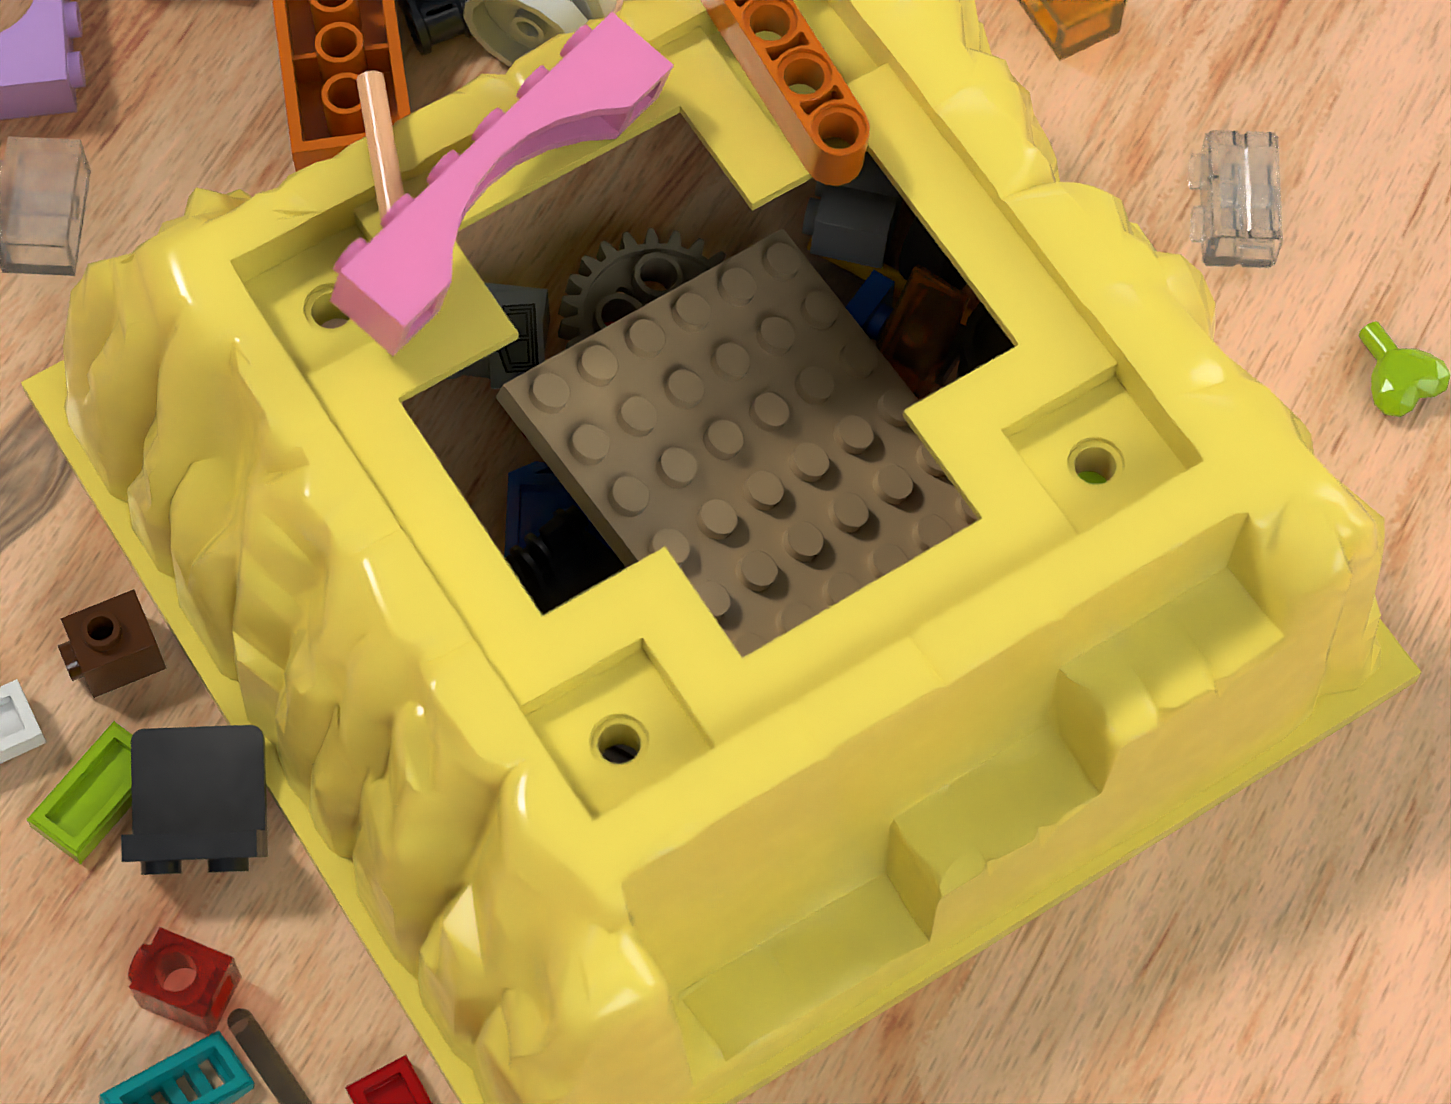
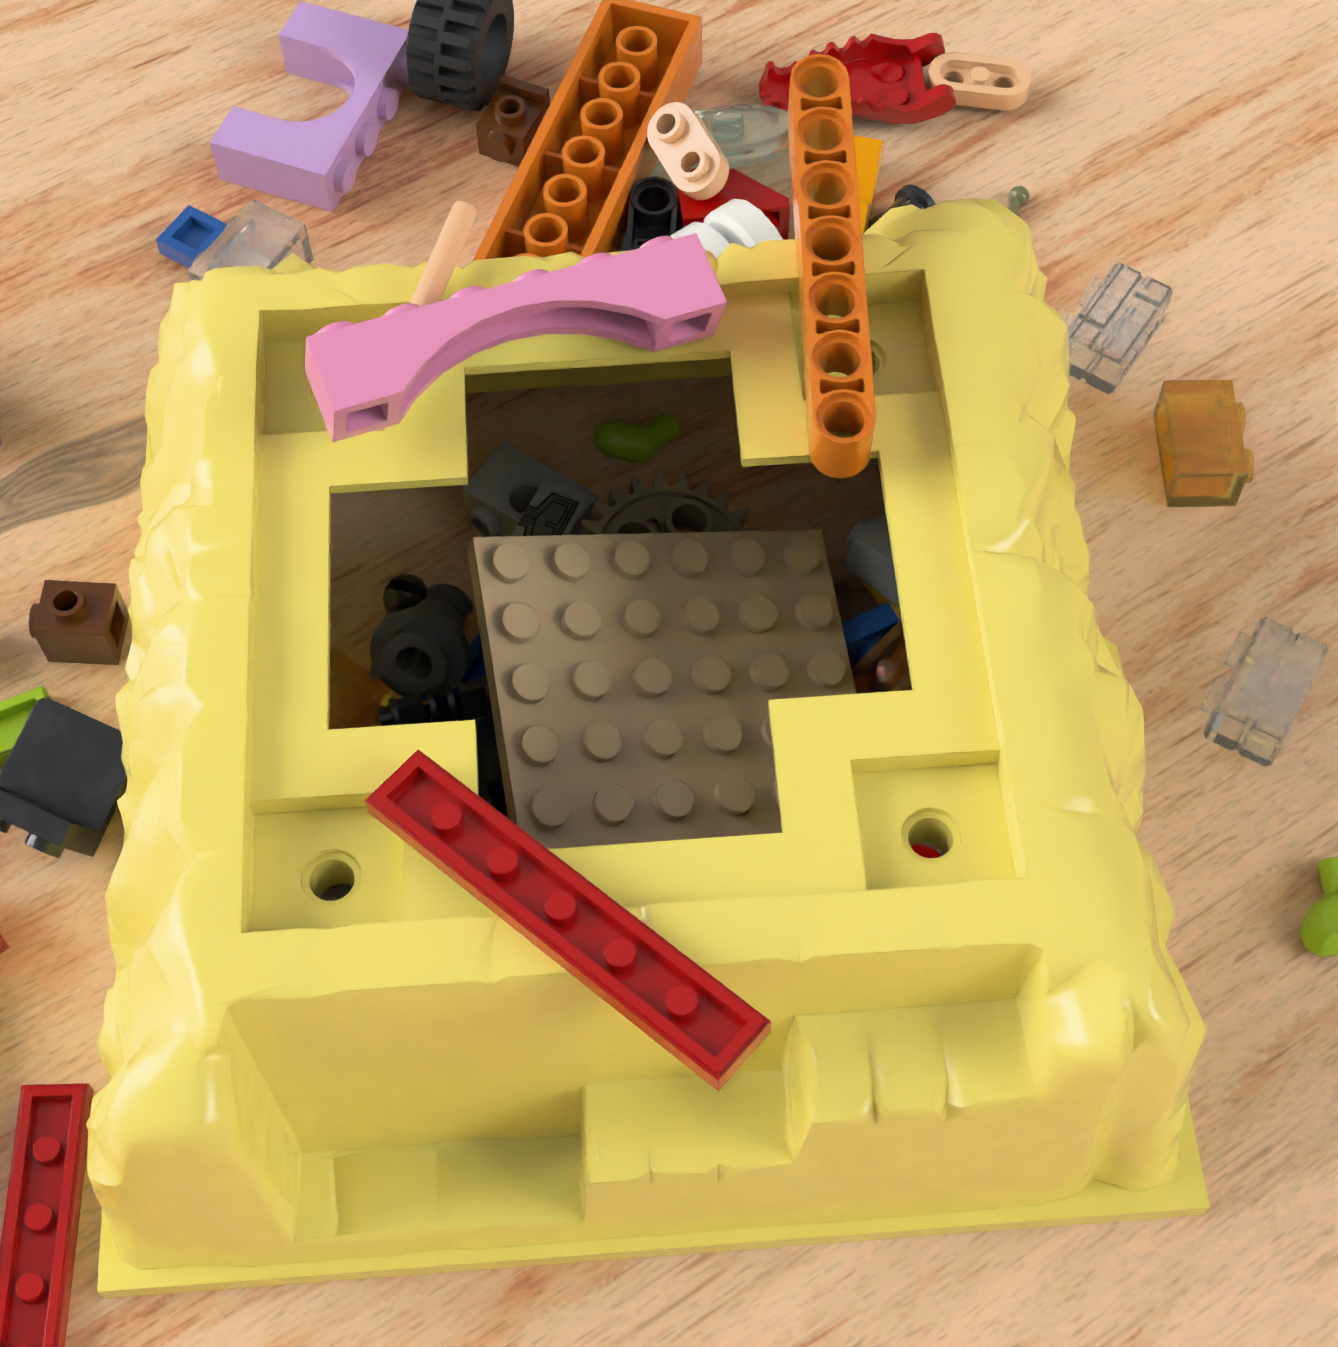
camera: 30 degrees right, 5 degrees down
(491, 494) = (423, 644): none -> dark grey piece
(535, 219) = (636, 442): none -> lime arm
(855, 671) = (570, 920): none -> red tile

